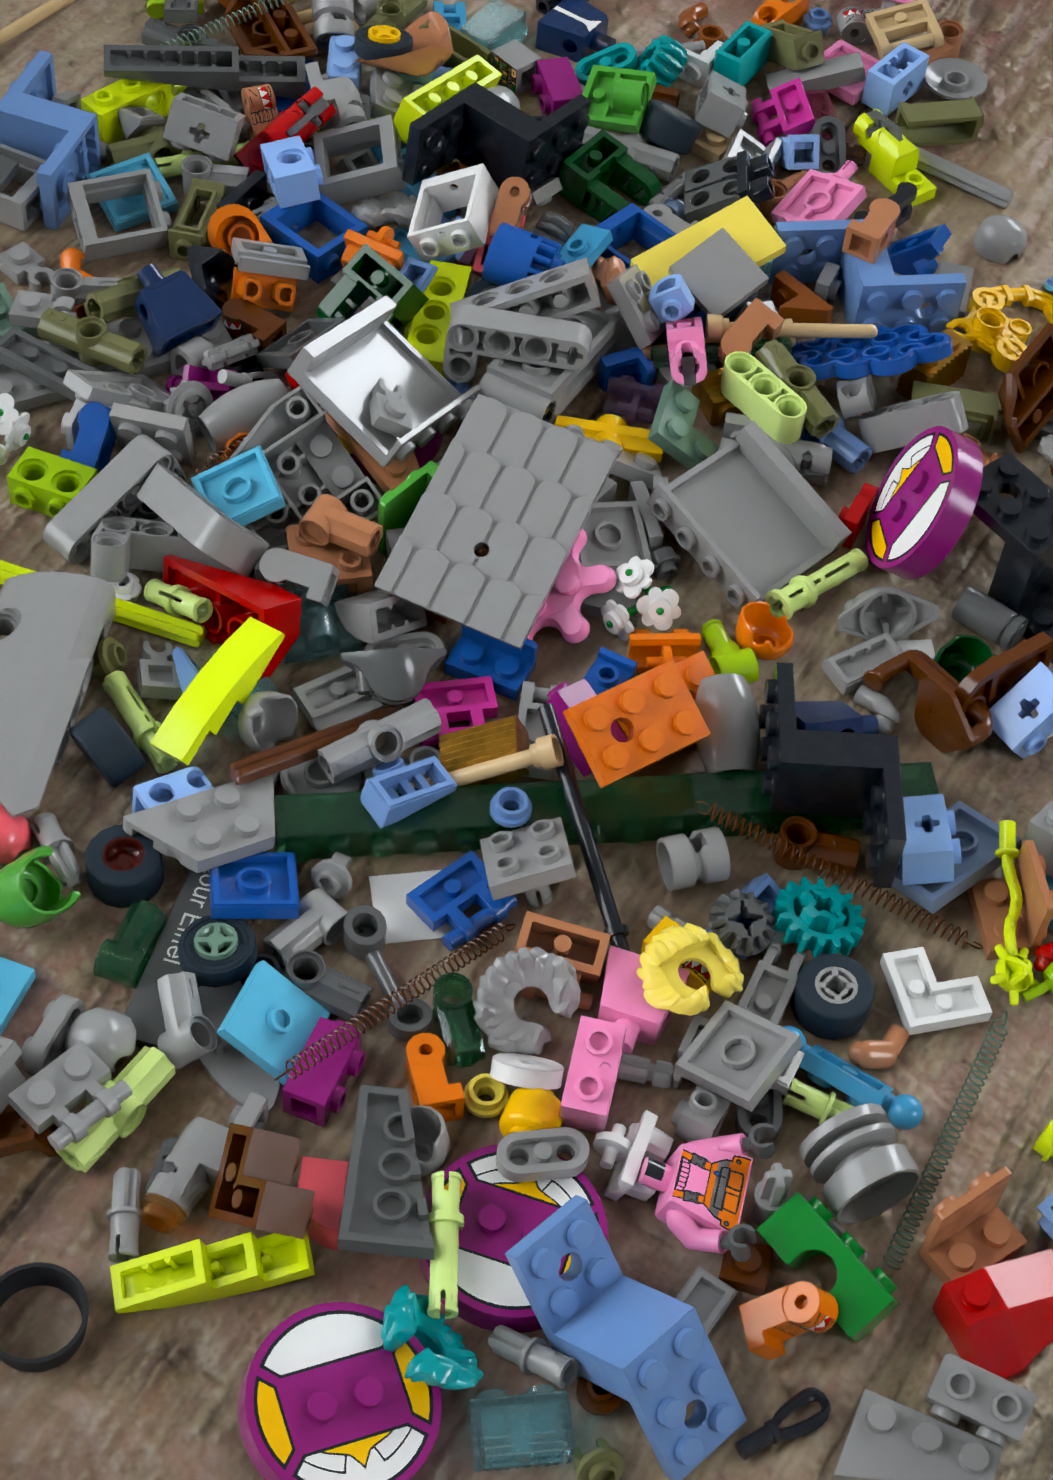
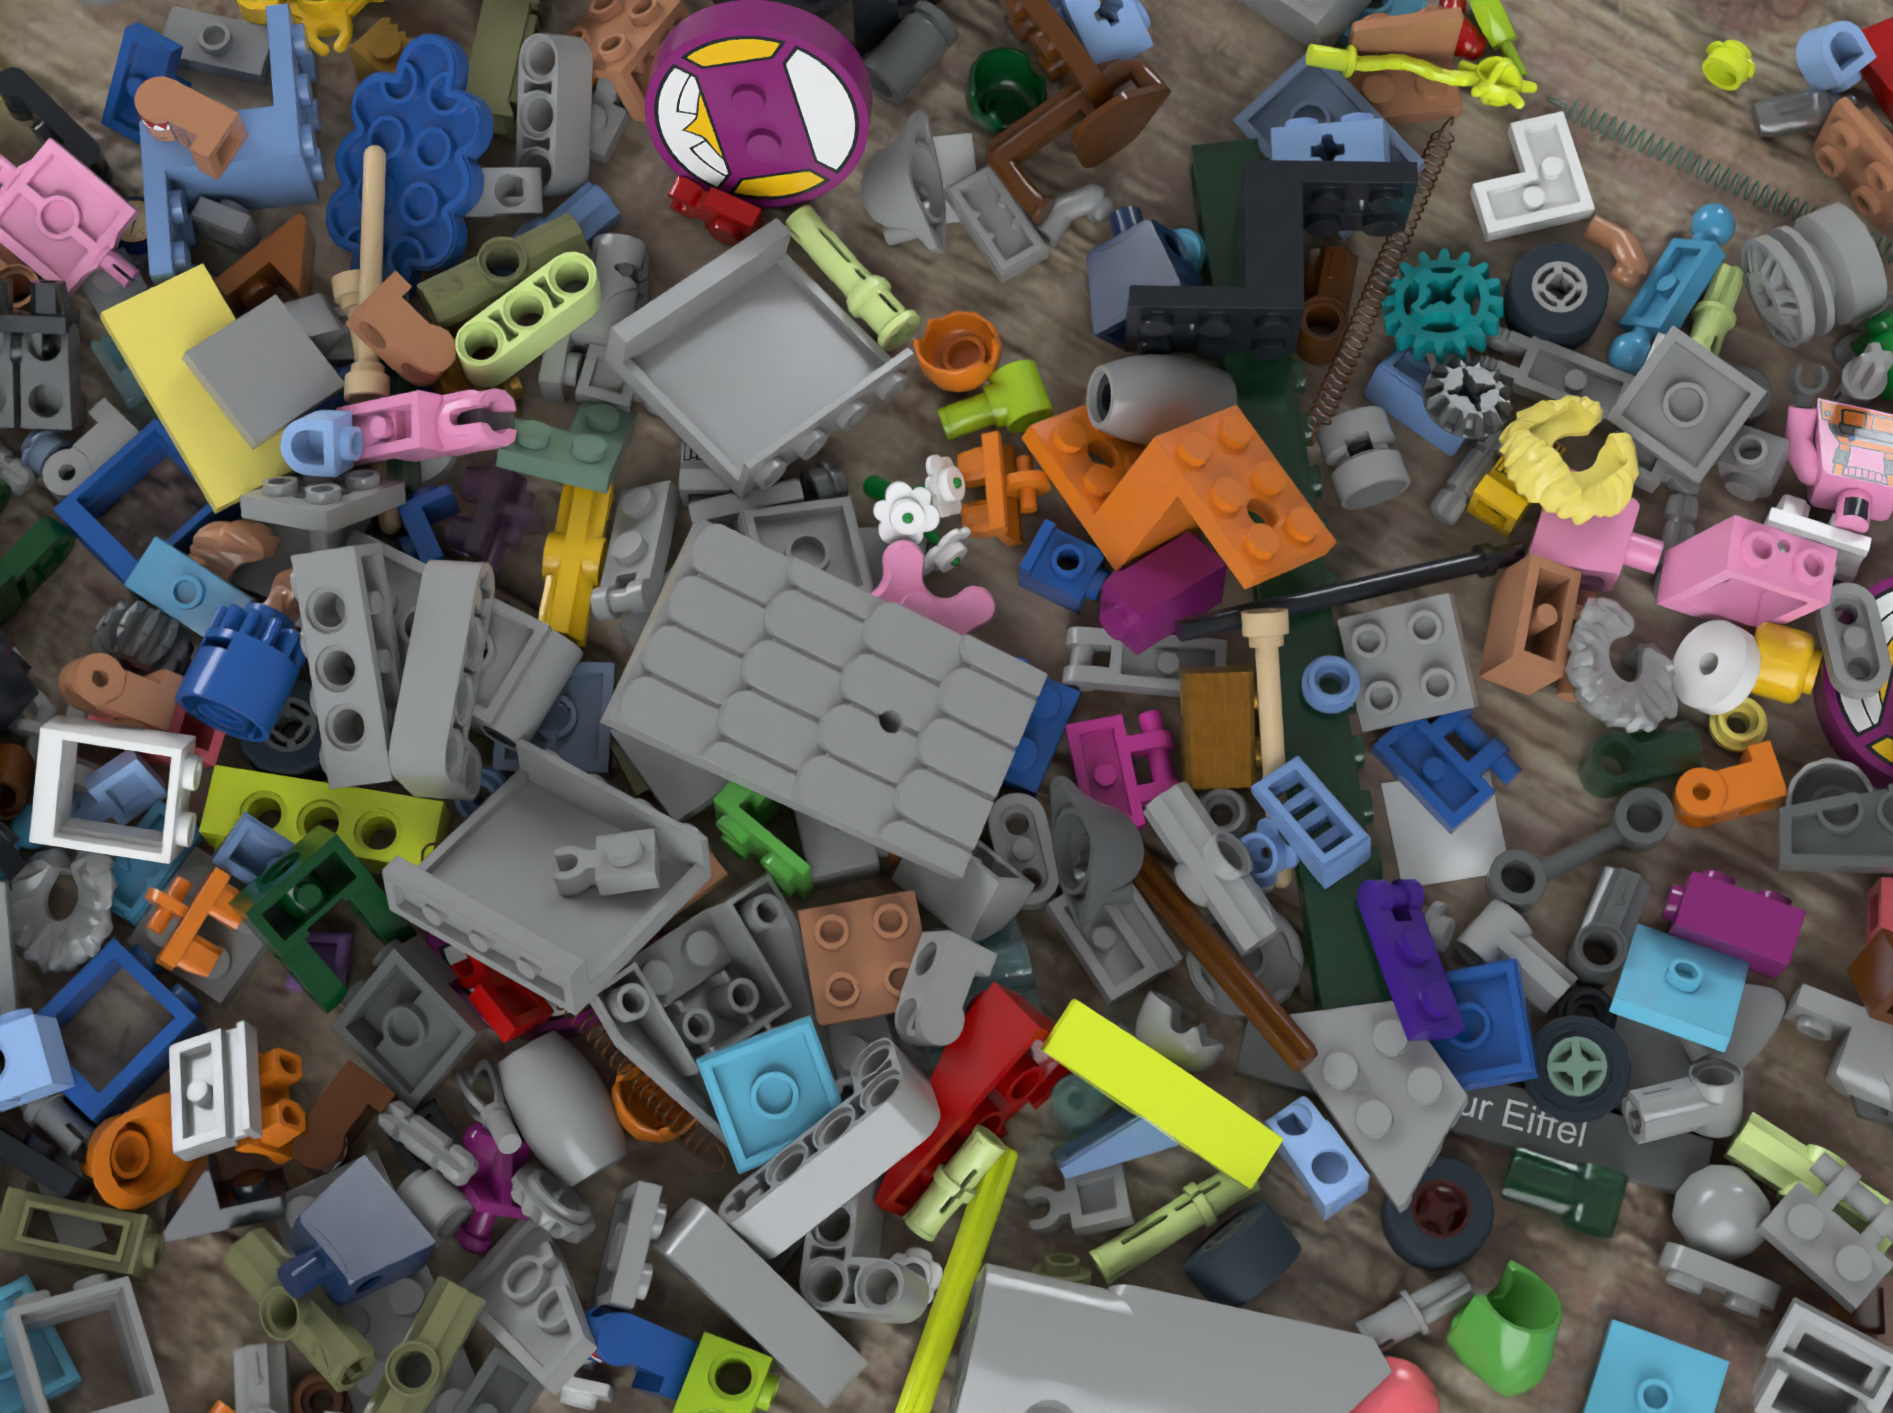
camera: 85 degrees left, 20 degrees up
(300, 840) = (1409, 958): none -> dark purple plate
(331, 522) = (844, 945): nougat piece -> none
(391, 1002) = (1638, 818): reddish brown piece -> none
(1019, 1195) = (1794, 112): none -> flat silver piece

